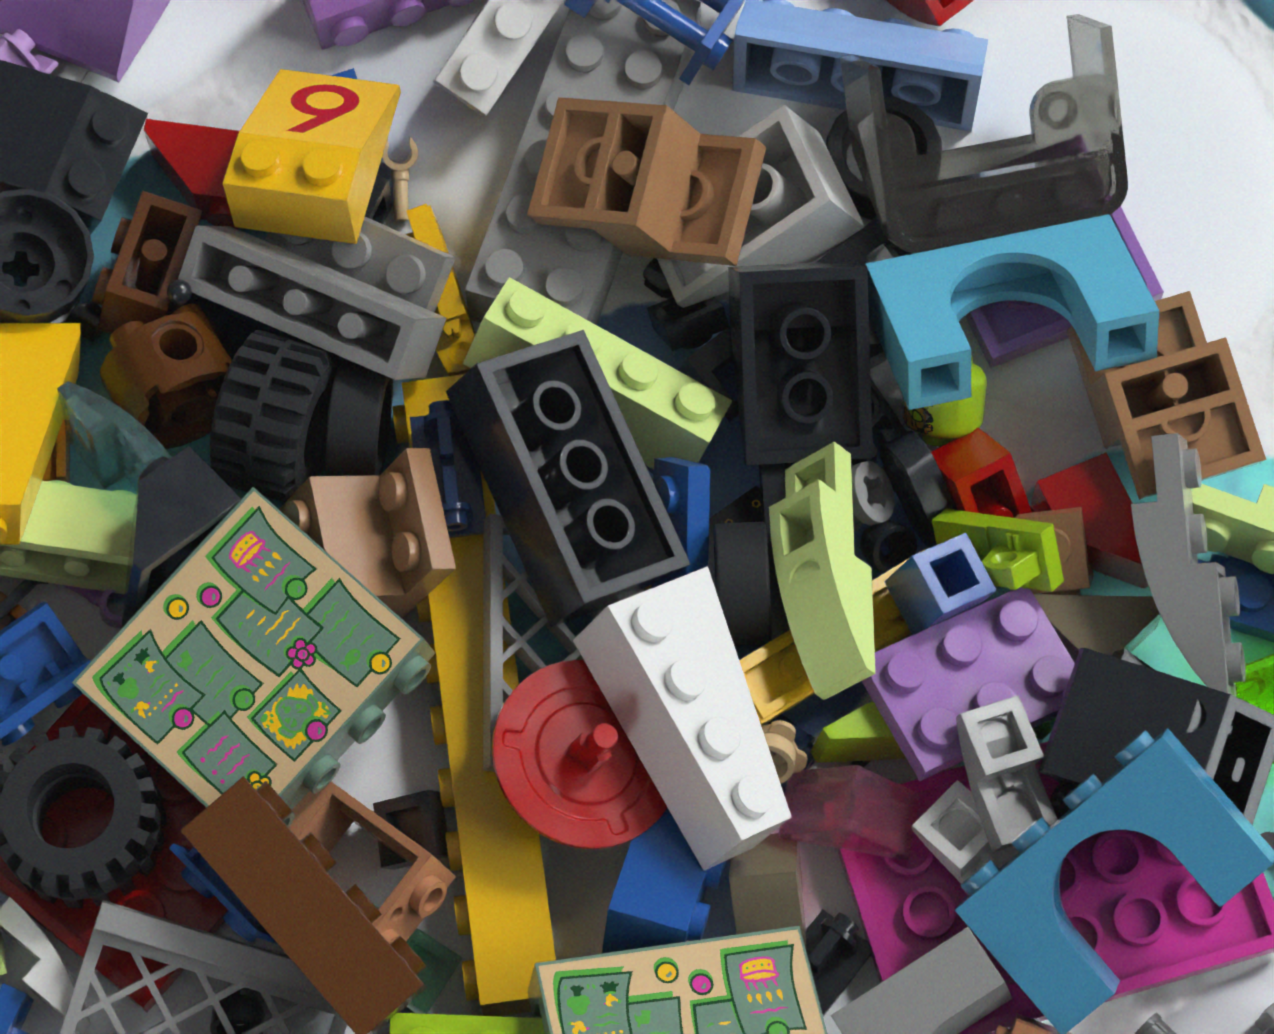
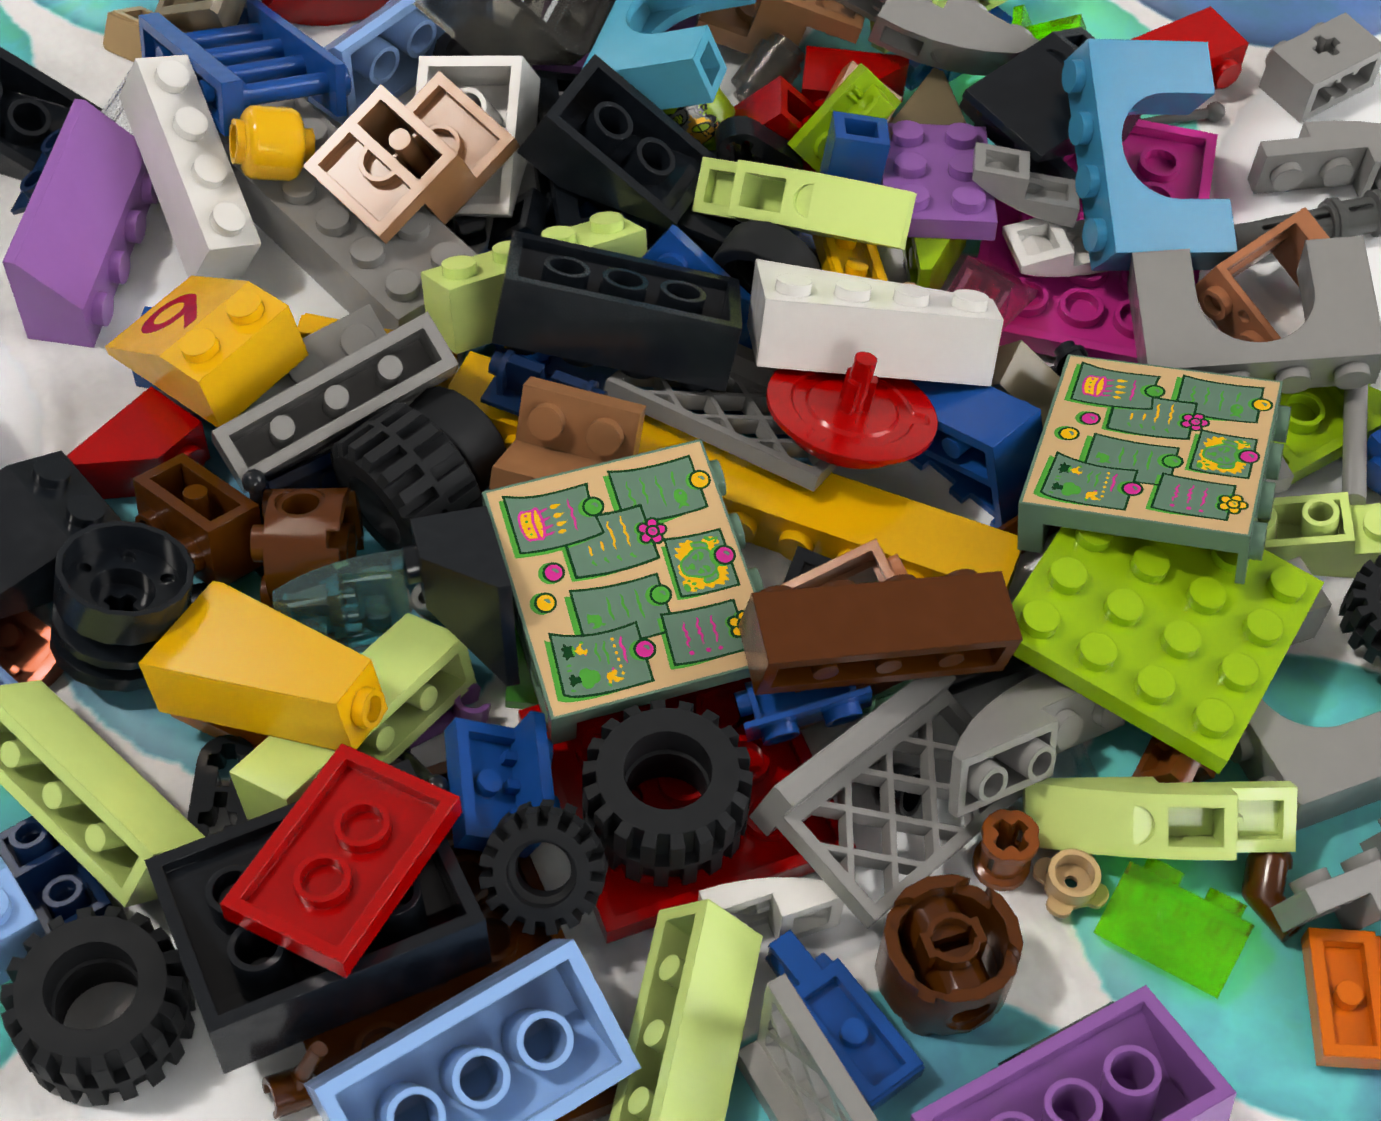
camera: 65 degrees left, 15 degrees down
(575, 50) = (270, 143): none -> yellow head
(1055, 433) = (767, 62): none -> clear smoke brick

